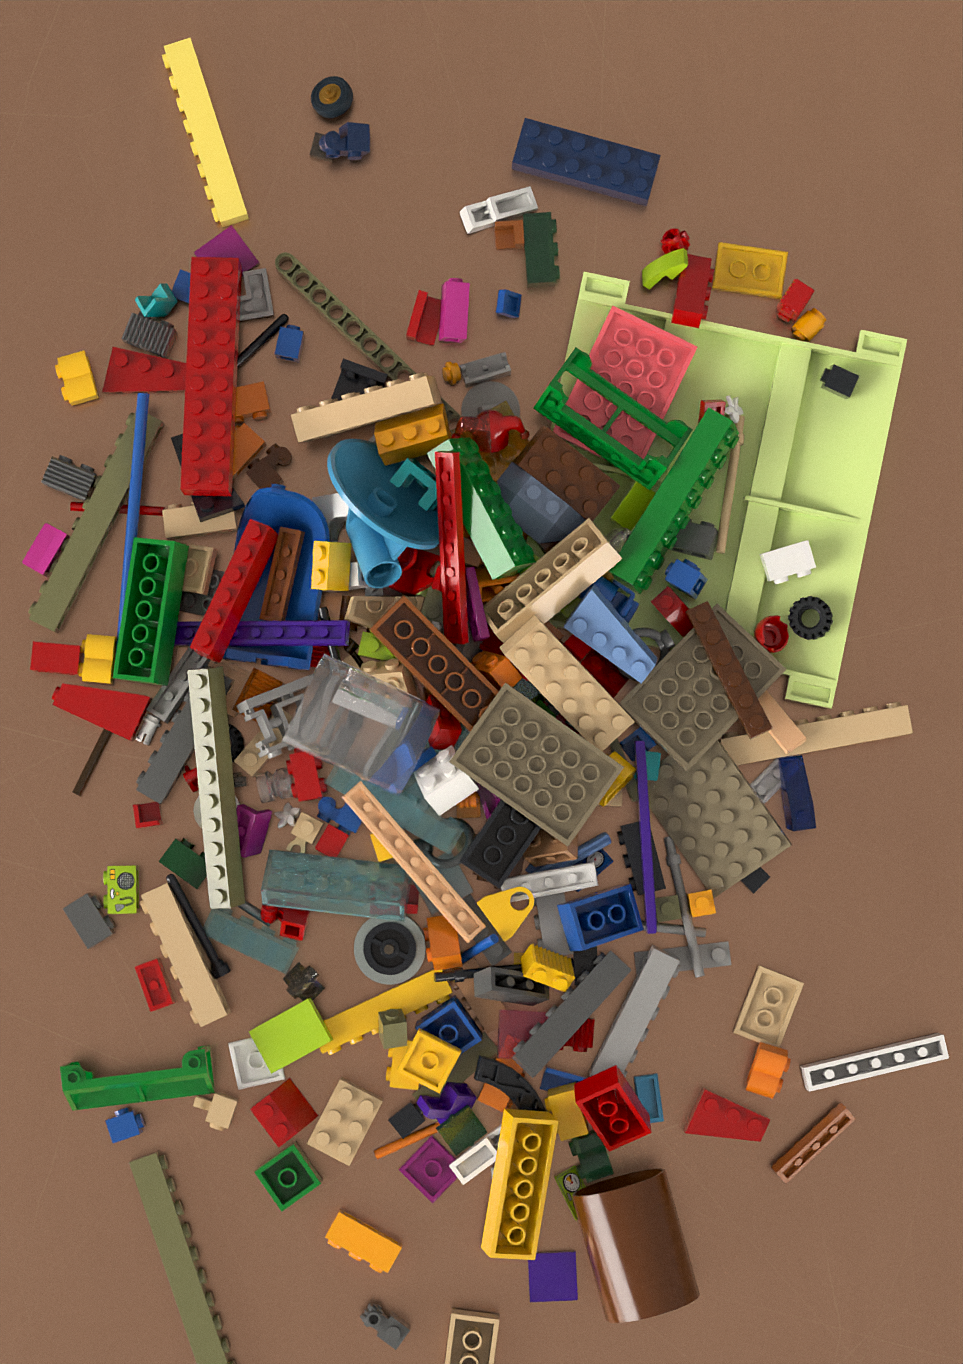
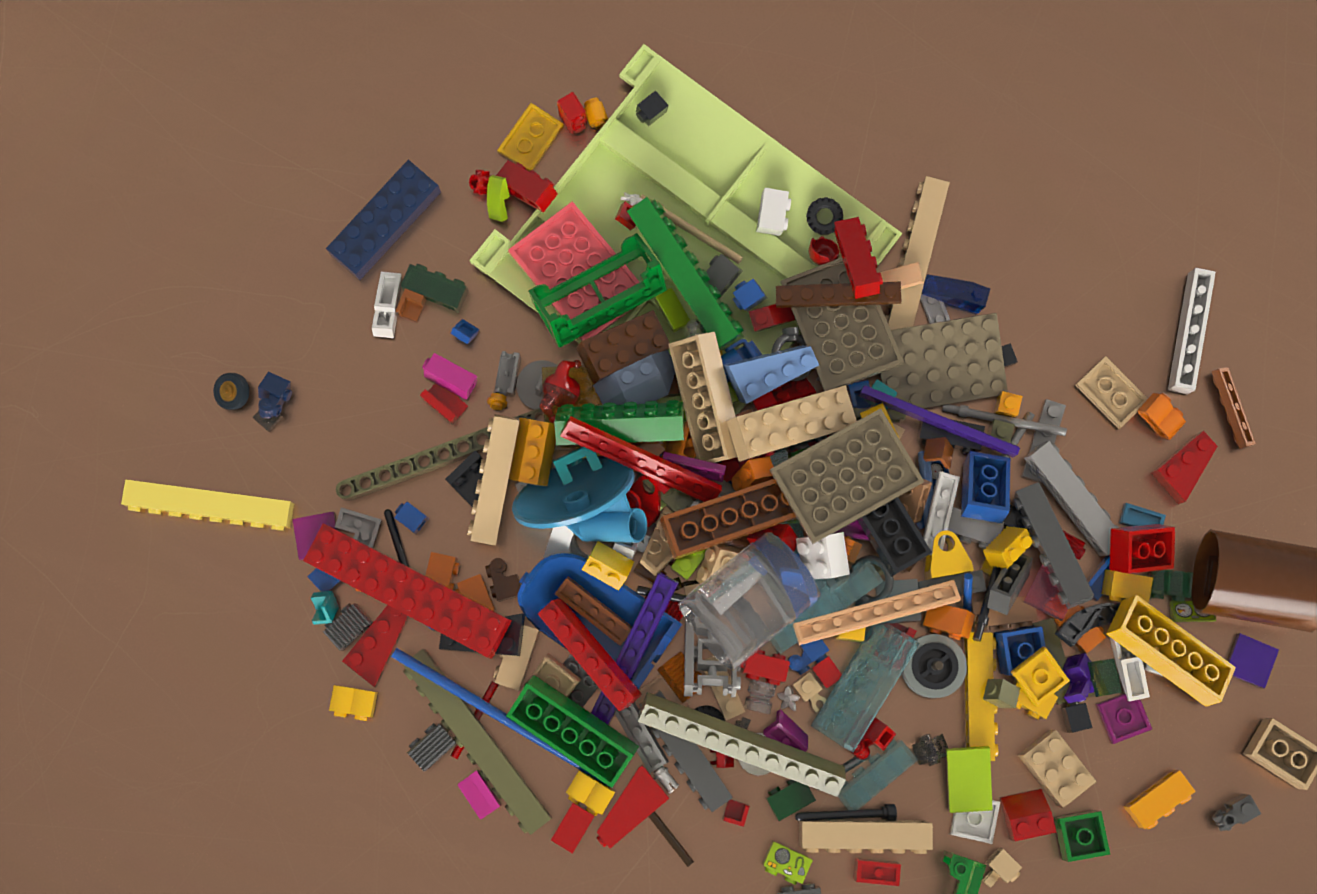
camera: 65 degrees left, 5 degrees down
(408, 1140) = (1092, 732): orange bar -> none
(615, 852) = (939, 449): none -> dark orange panel
(776, 670) = (857, 257): none -> red brick

